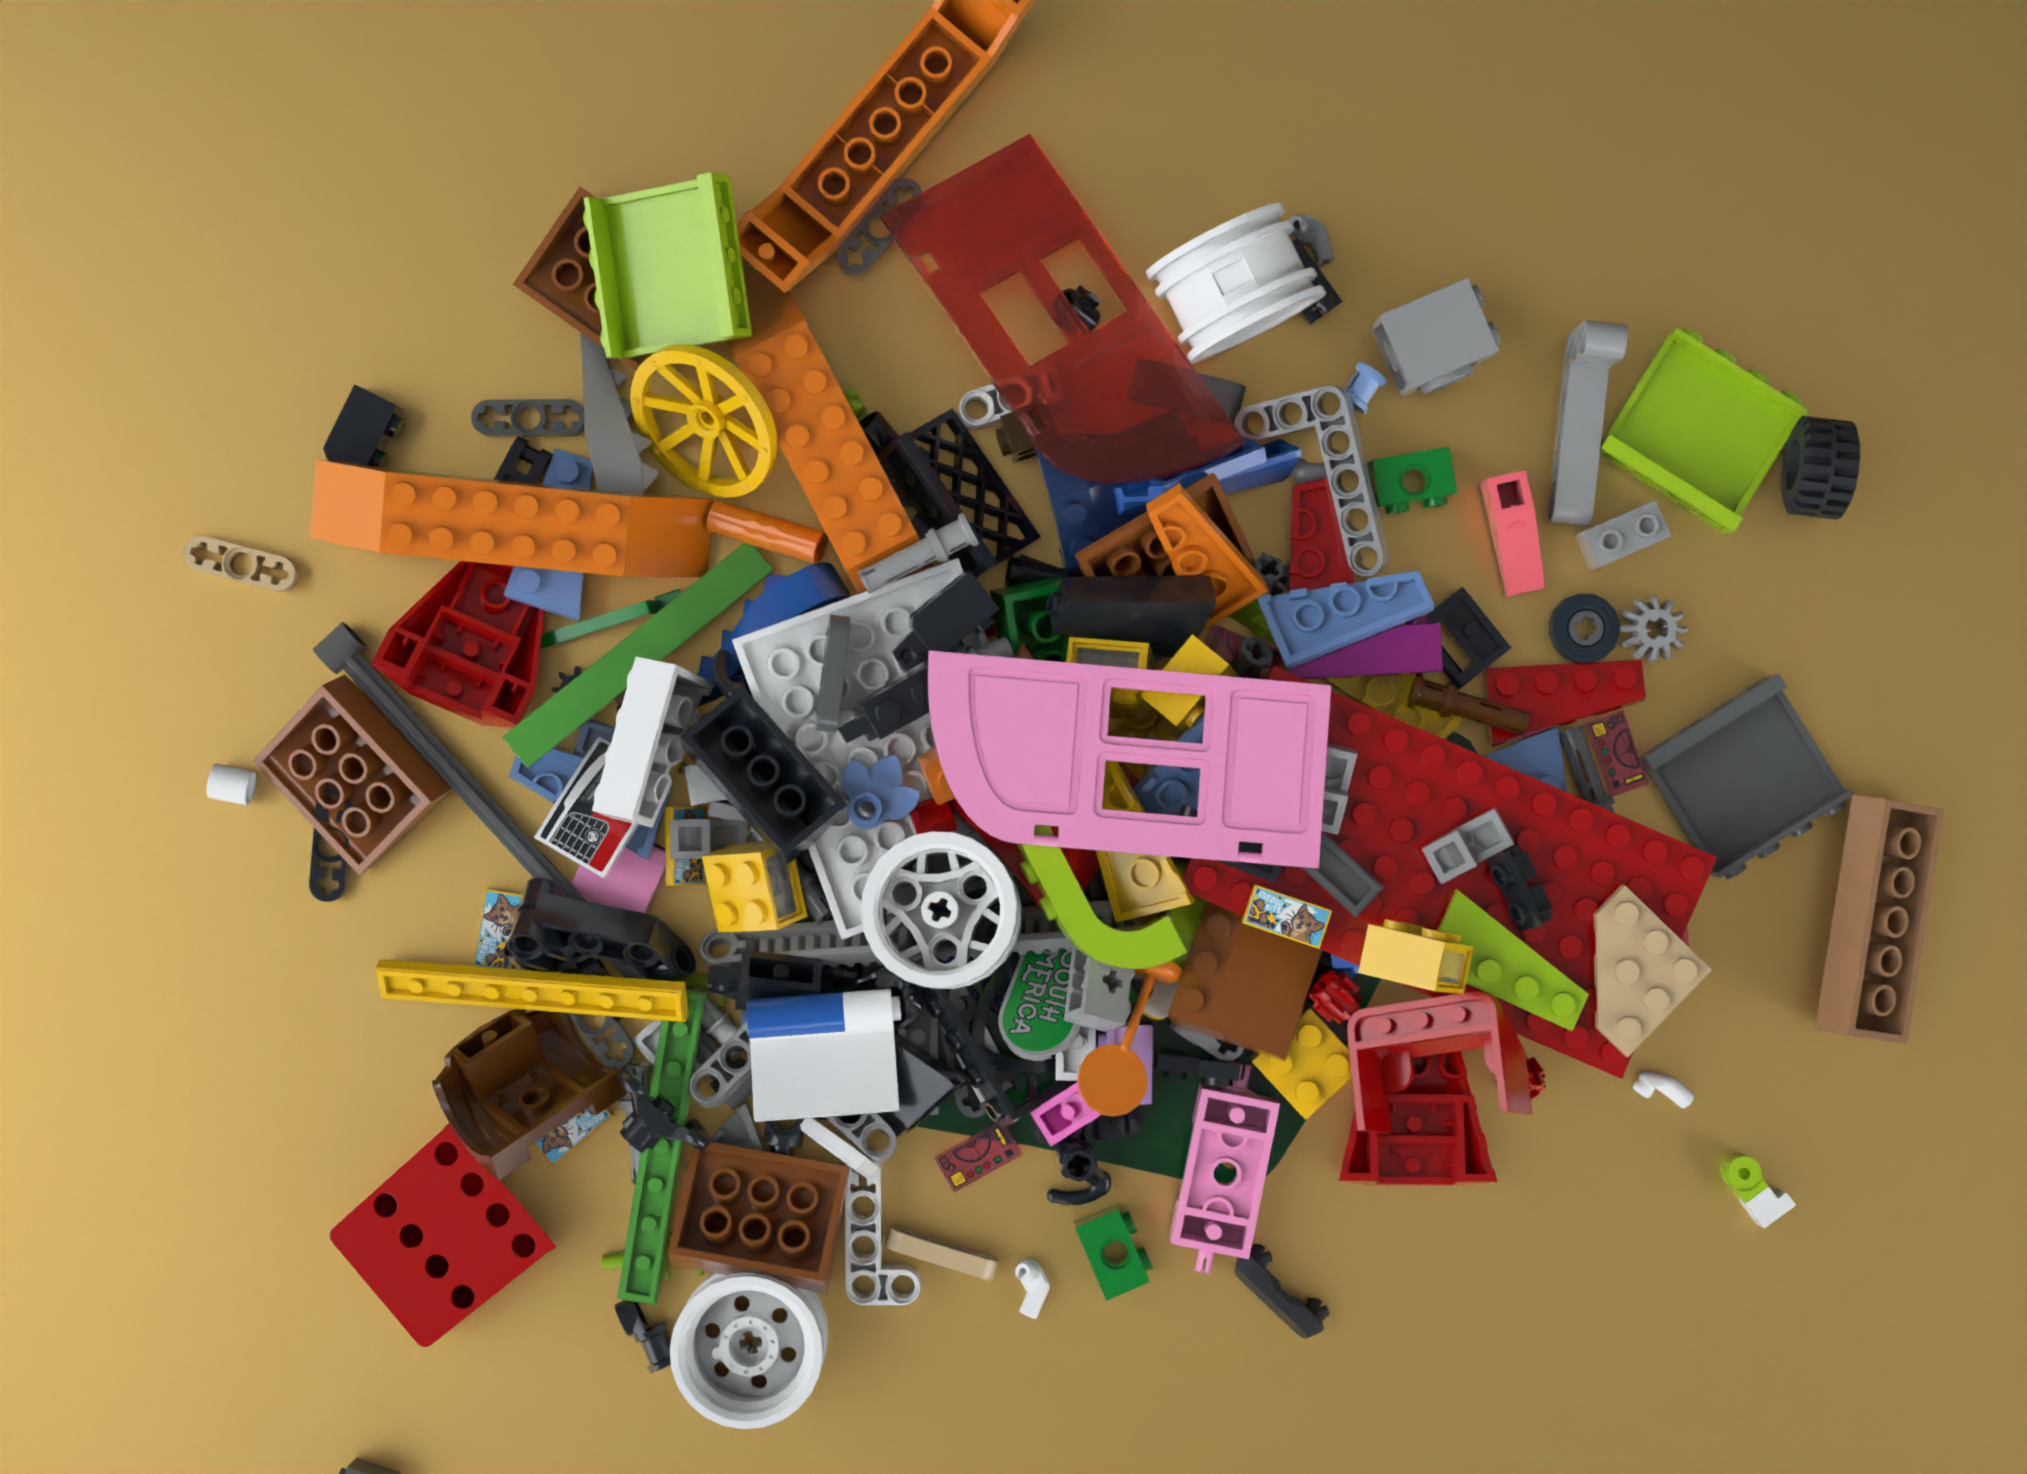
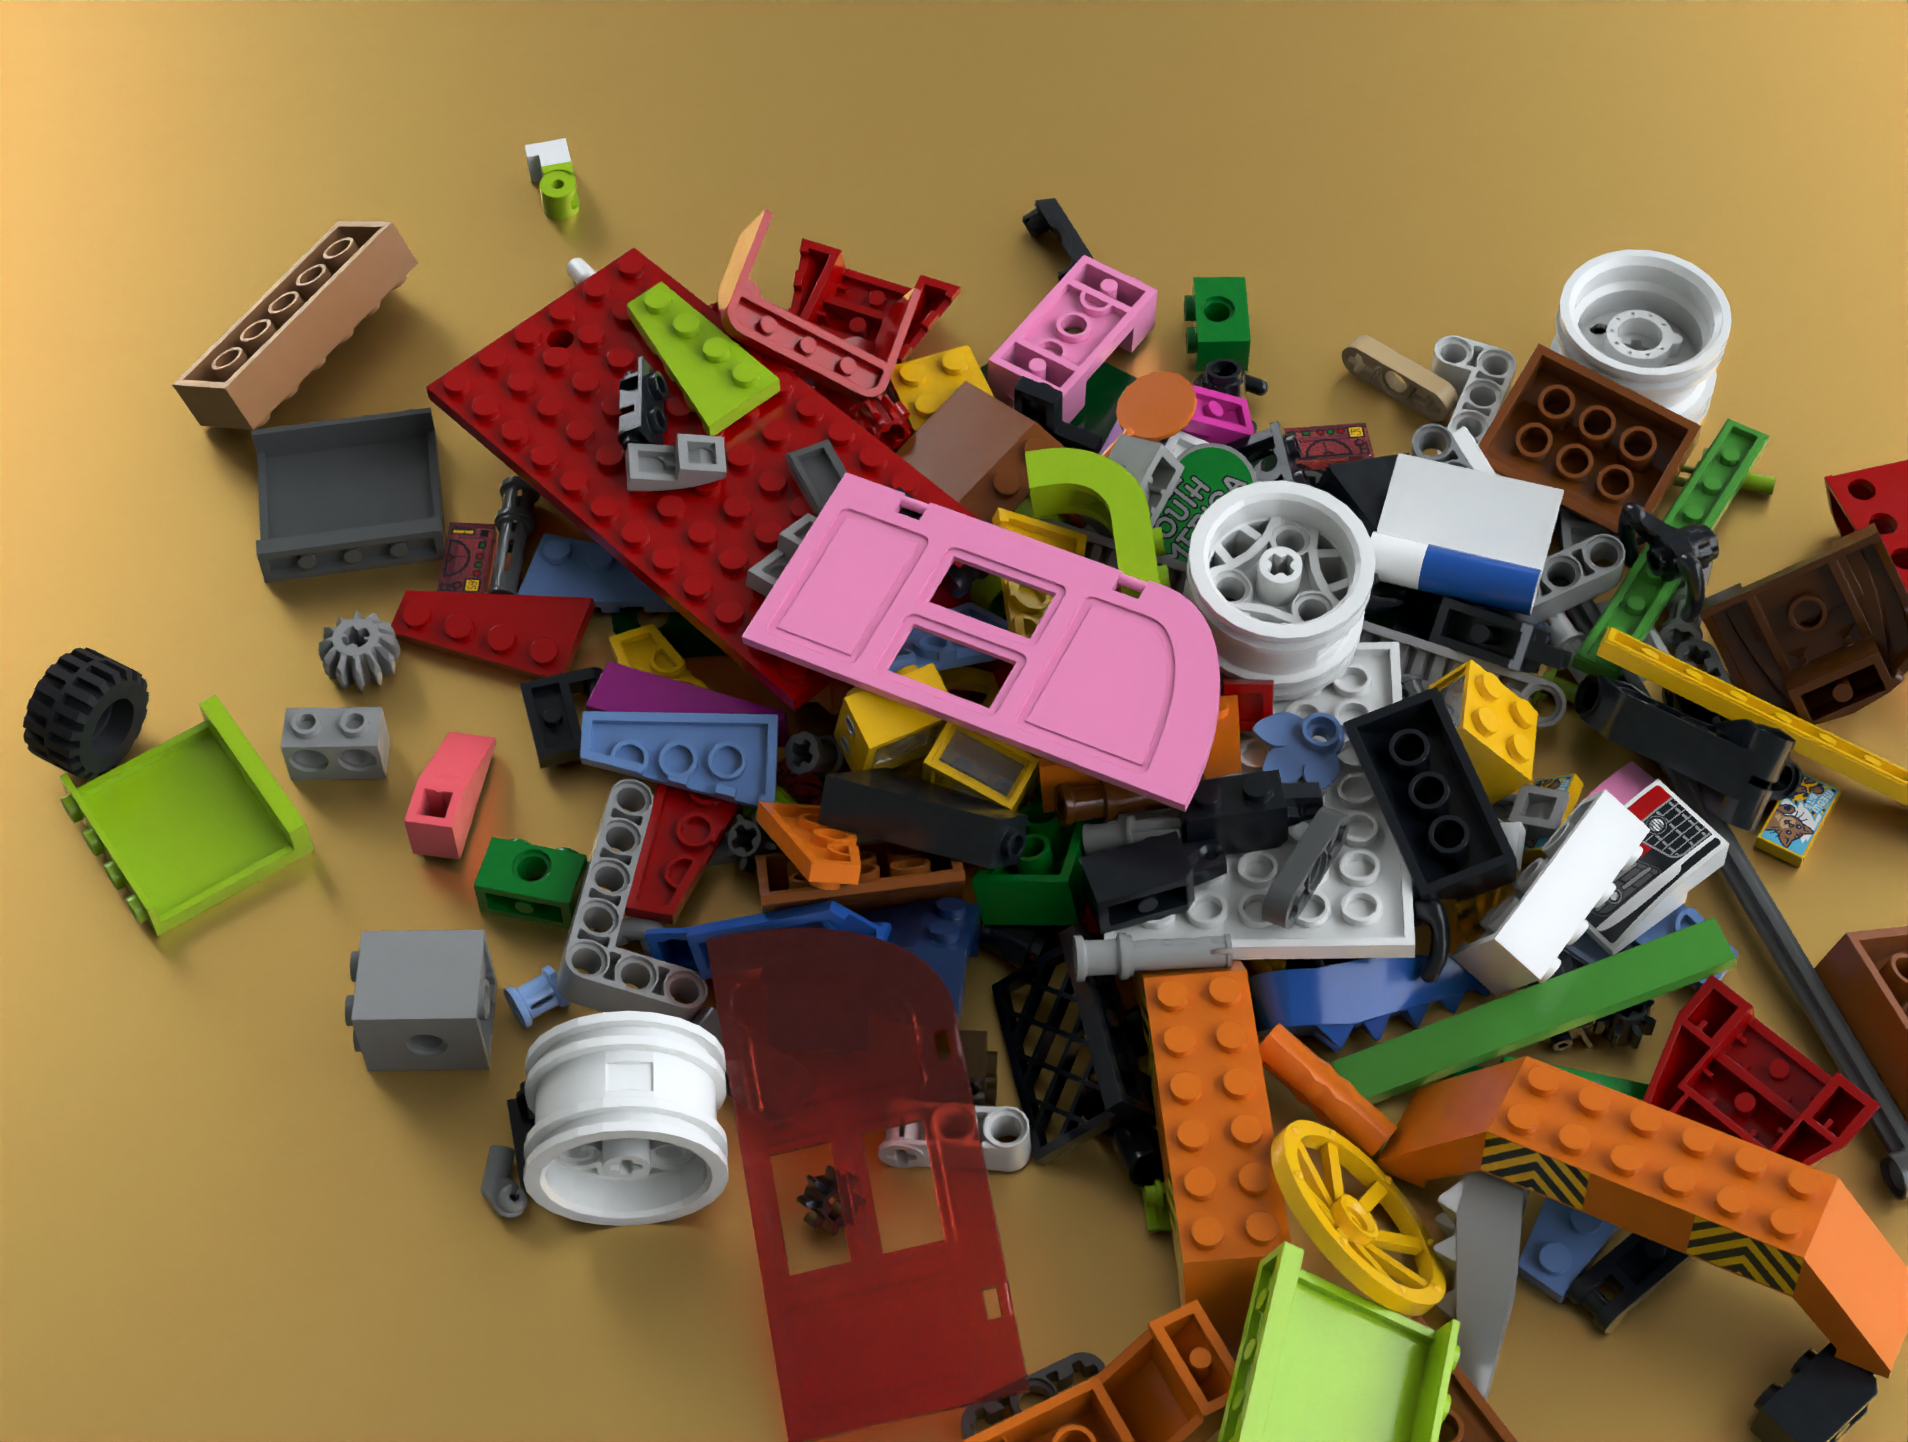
camera: 150 degrees left, 35 degrees down
(500, 427) = (1627, 1348): dark grey beam -> none
(652, 1339) = (1740, 401): black connector -> none
(1036, 1286) = (1312, 324): white arm -> none
(1286, 916) = (900, 464): tile -> none
(1416, 956) = (787, 358): yellow piece -> none
(1449, 701) = (614, 643): reddish brown pin -> none
(1588, 356) = (270, 912): light grey beam -> none
(1593, 646) = (433, 700): black bush -> none
(1638, 970) = (564, 312): tan plate -> none

